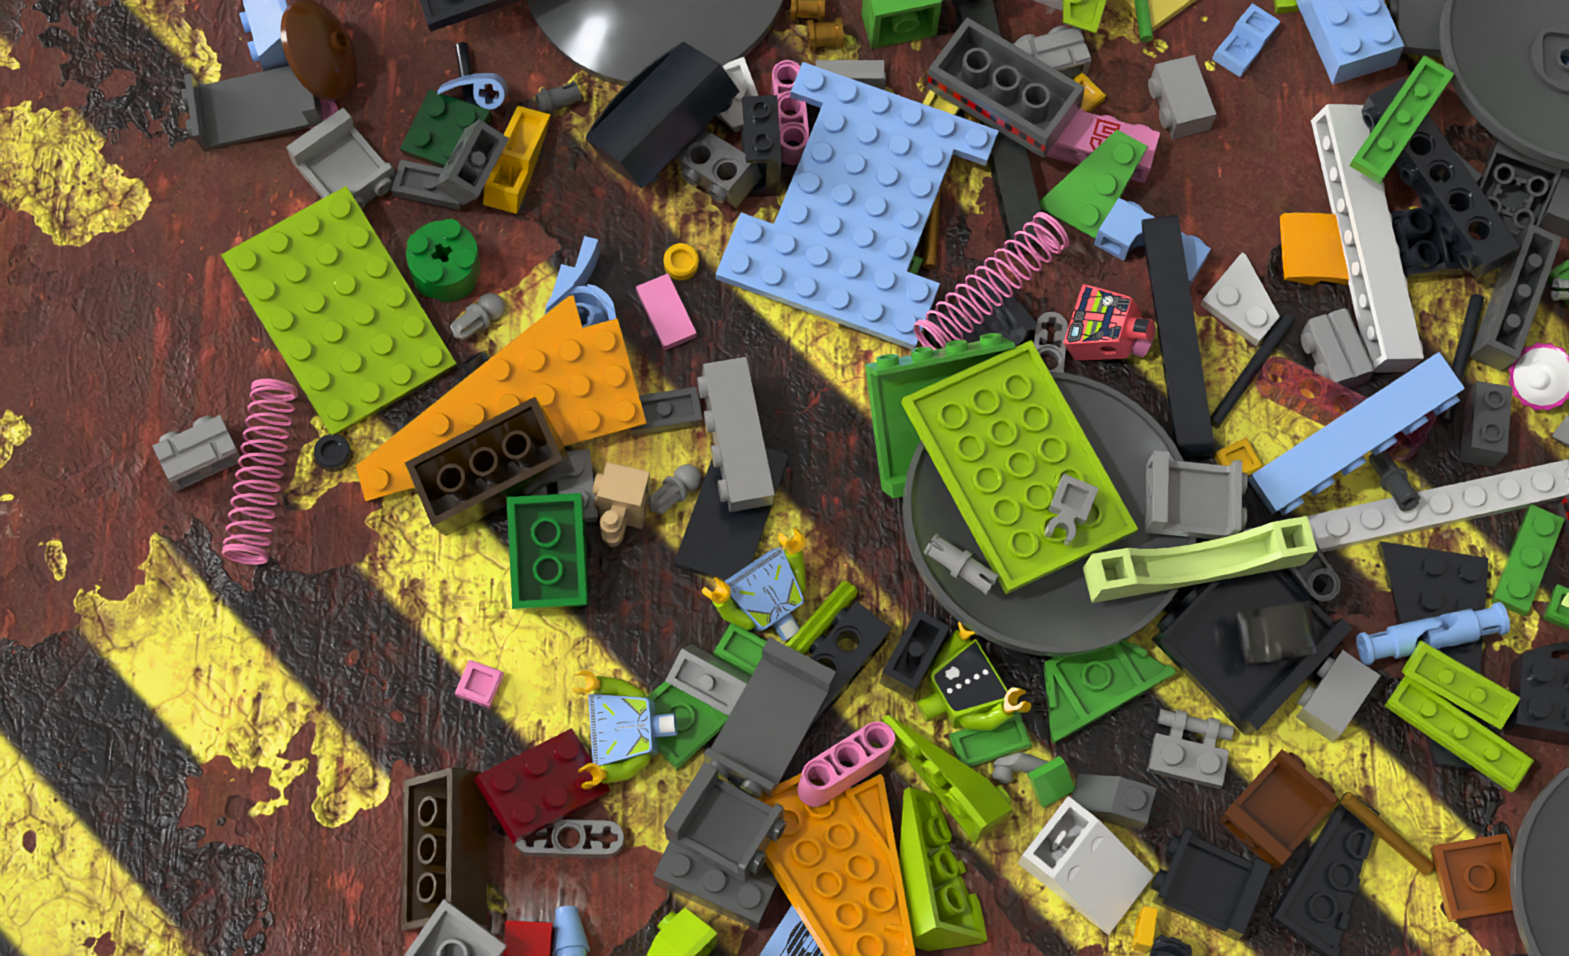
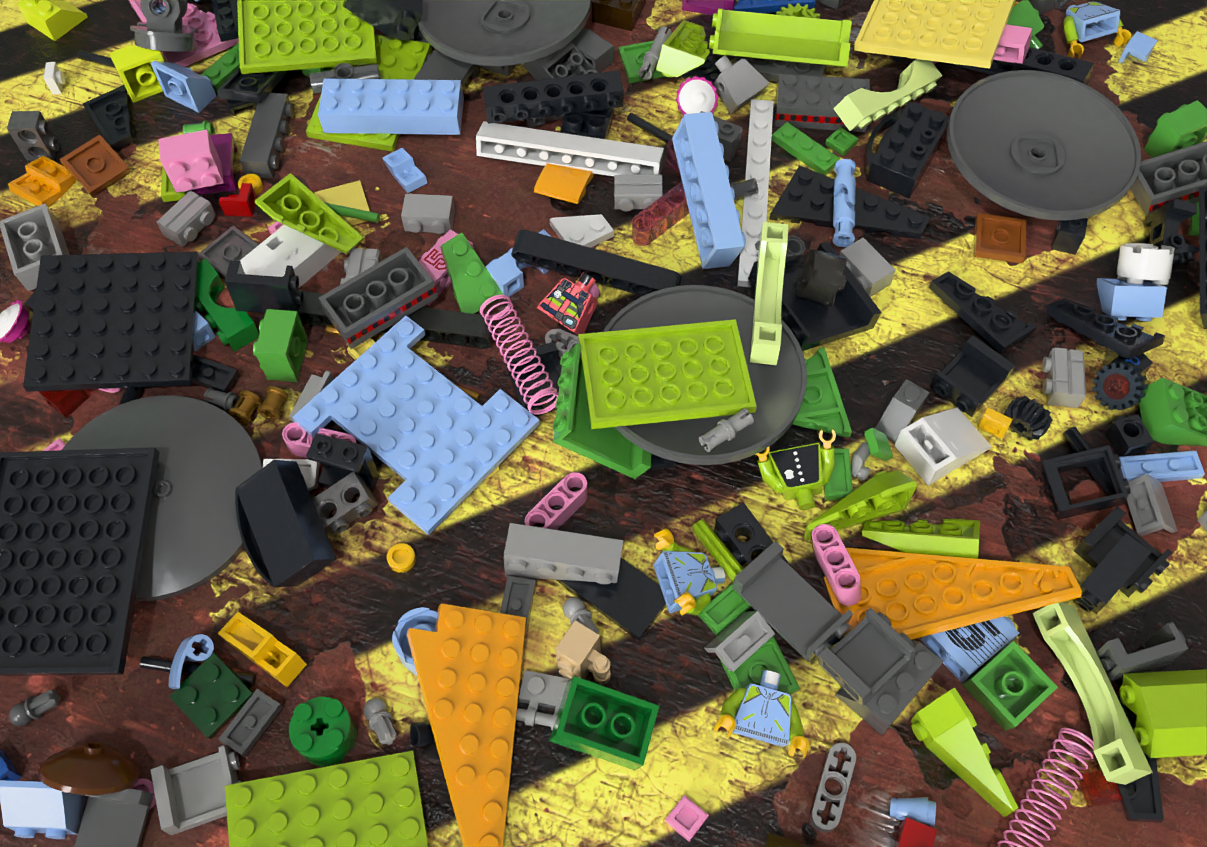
camera: 65 degrees left, 10 degrees down
(471, 162) = (254, 676): dark grey brick -> none
(488, 464) = (517, 746): dark brown slope -> none
(540, 786) = (790, 793): dark red plate -> none
(557, 97) = (226, 601): dark grey pin -> none
(584, 267) = (381, 638): light blue slope -> none
(666, 312) = (436, 580): bright pink tile -> none
(797, 397) = (561, 496): none -> bright pink beam
(914, 655) = (766, 495): black brick -> none
(1071, 504) = (711, 346): light grey plate -> none
(1187, 759) = (881, 365): light grey plate -> none
(1194, 498) = (722, 284): light grey panel -> none
(1242, 451) = (689, 269): yellow tile -> none
(1251, 370) = (626, 238): black bar -> none
(1279, 809) = (930, 324): reddish brown panel -> none
(1387, 834) = (963, 271): pearl gold bar -> none
(1401, 119) = (512, 93): bright green plate -> none
(1459, 733) = (909, 213): lime tile -> none
(1460, 684) = (882, 198): lime plate -> none
(1515, 299) = (647, 95): dark grey brick -> none

